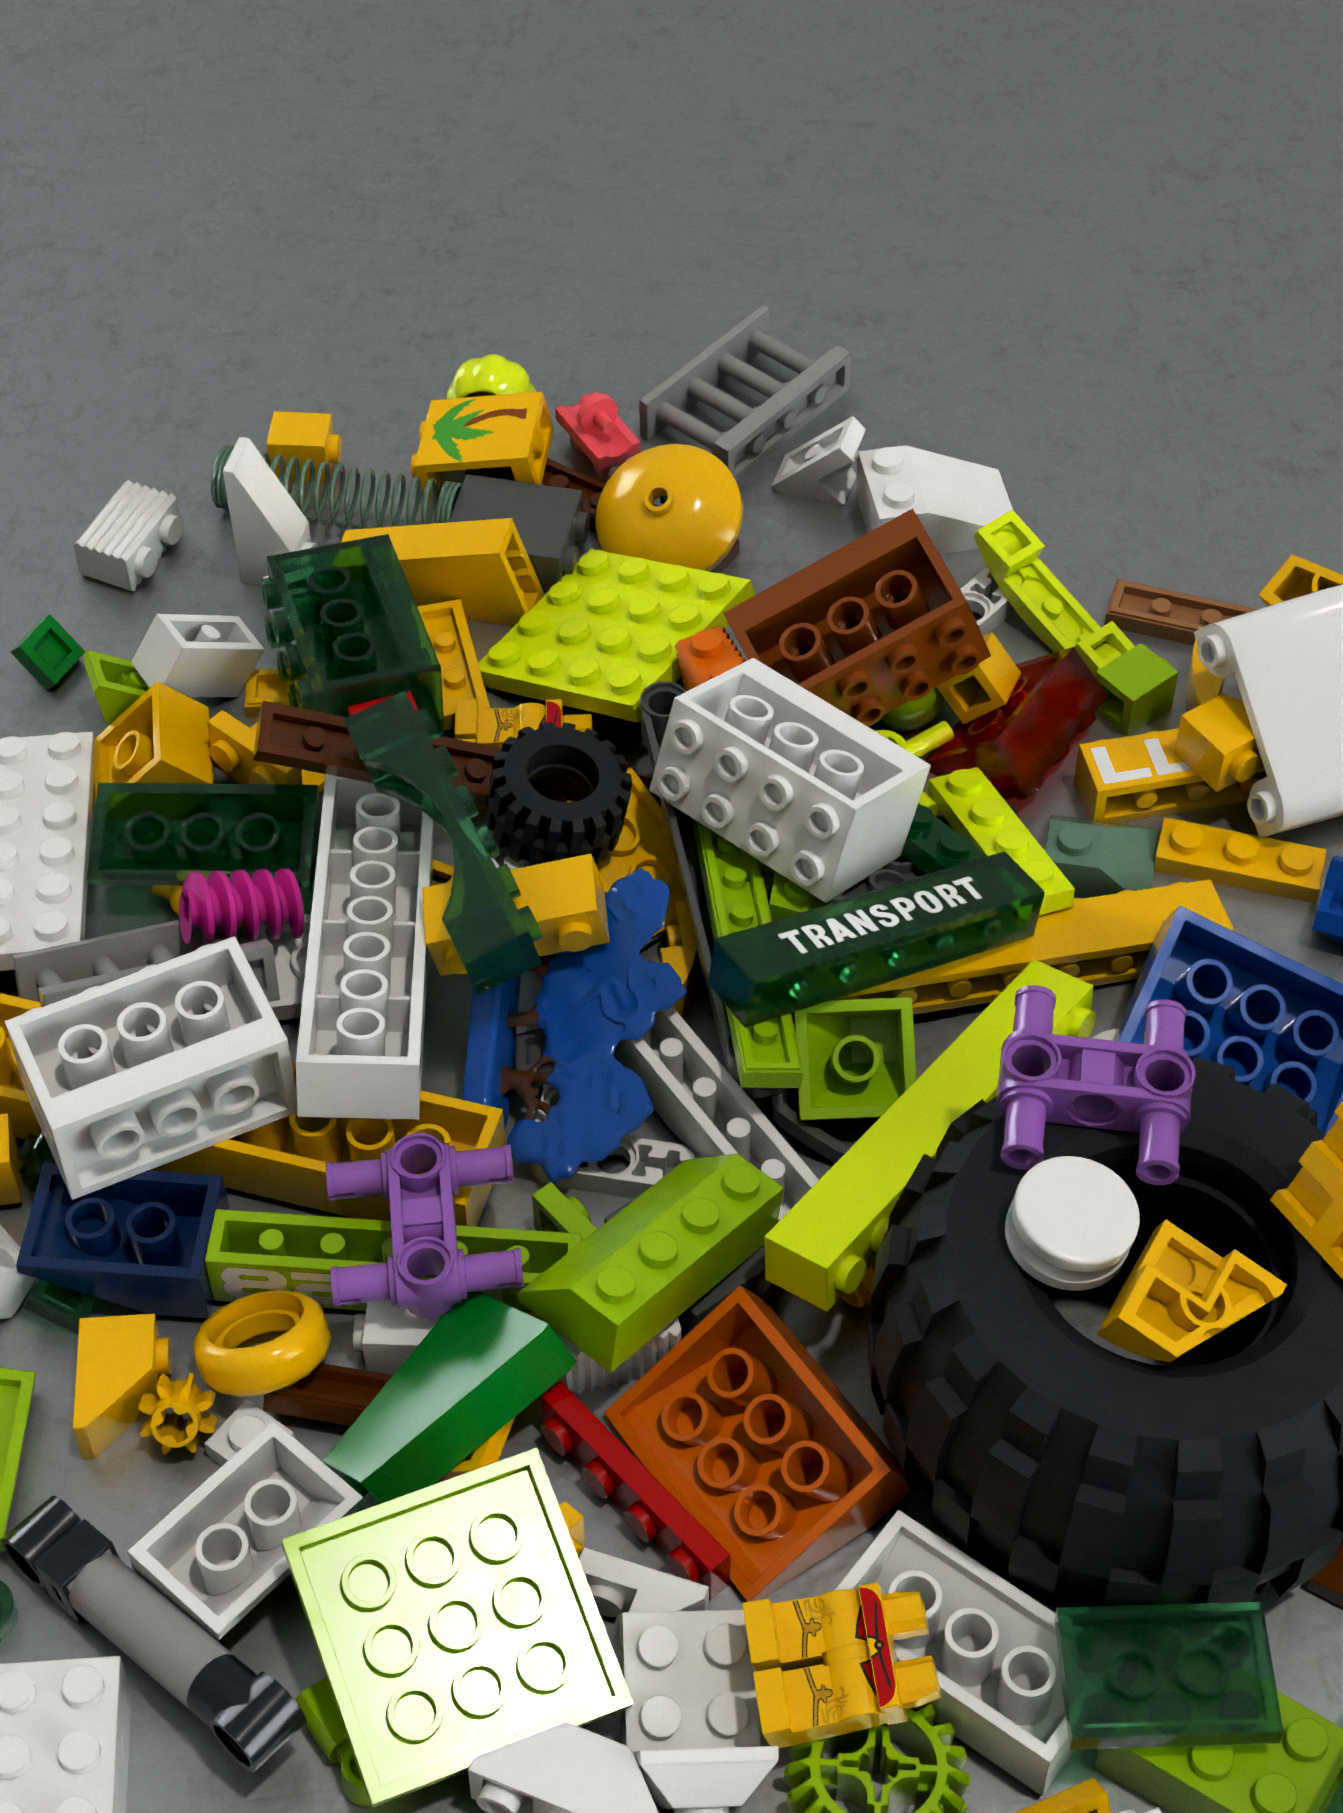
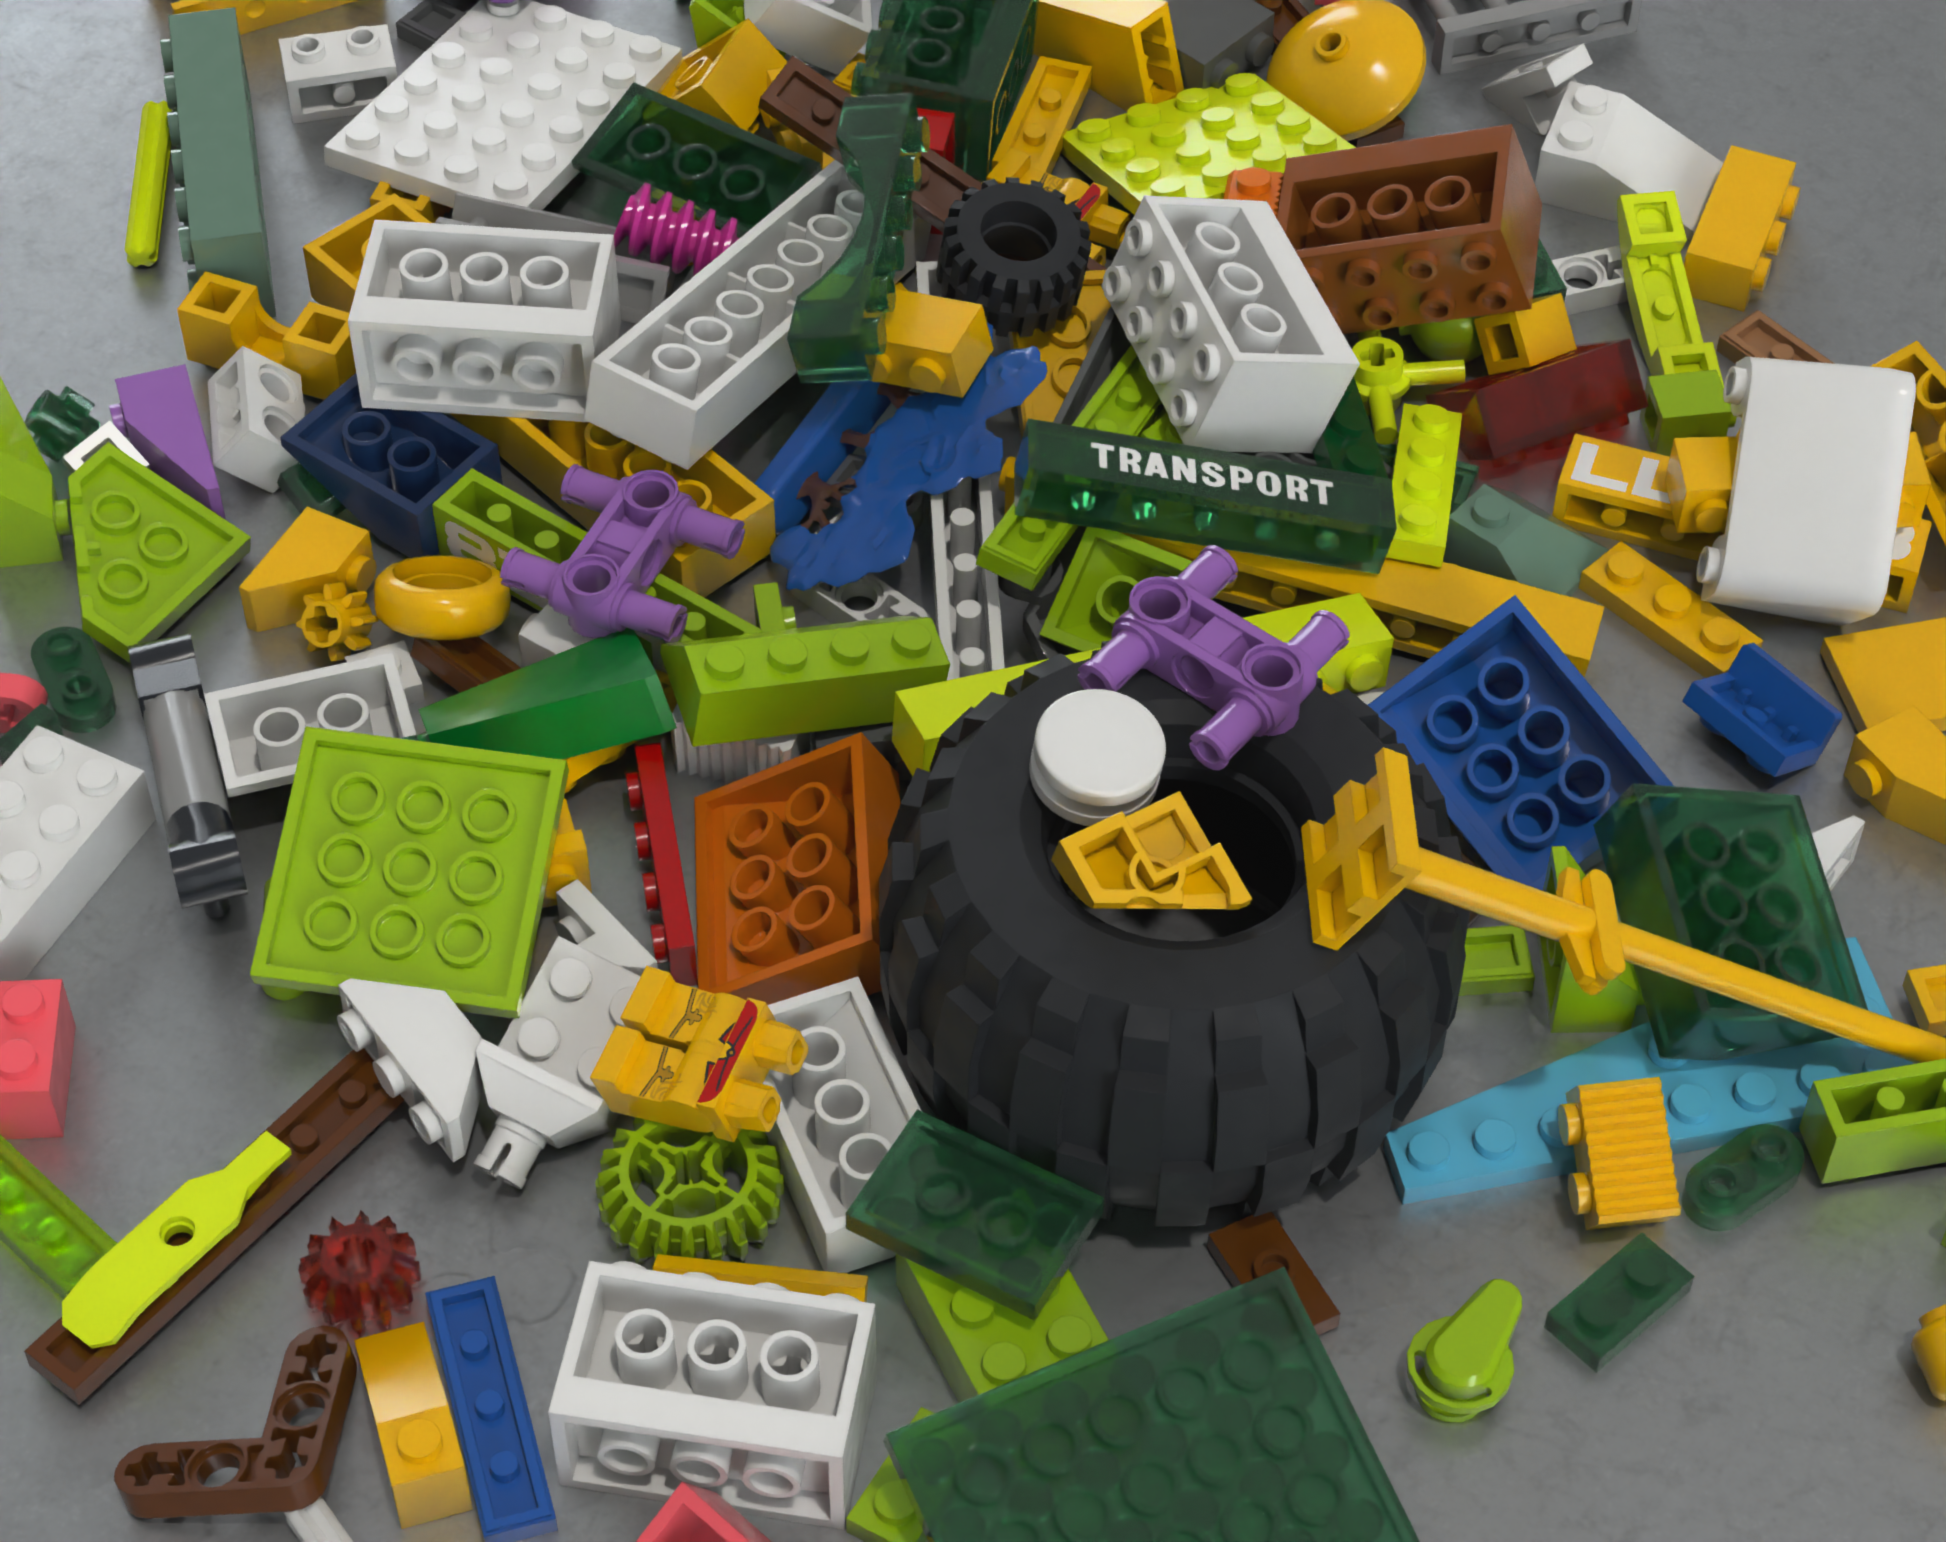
camera: 30 degrees right, 0 degrees up
(1053, 503) = (1741, 228): none -> yellow brick

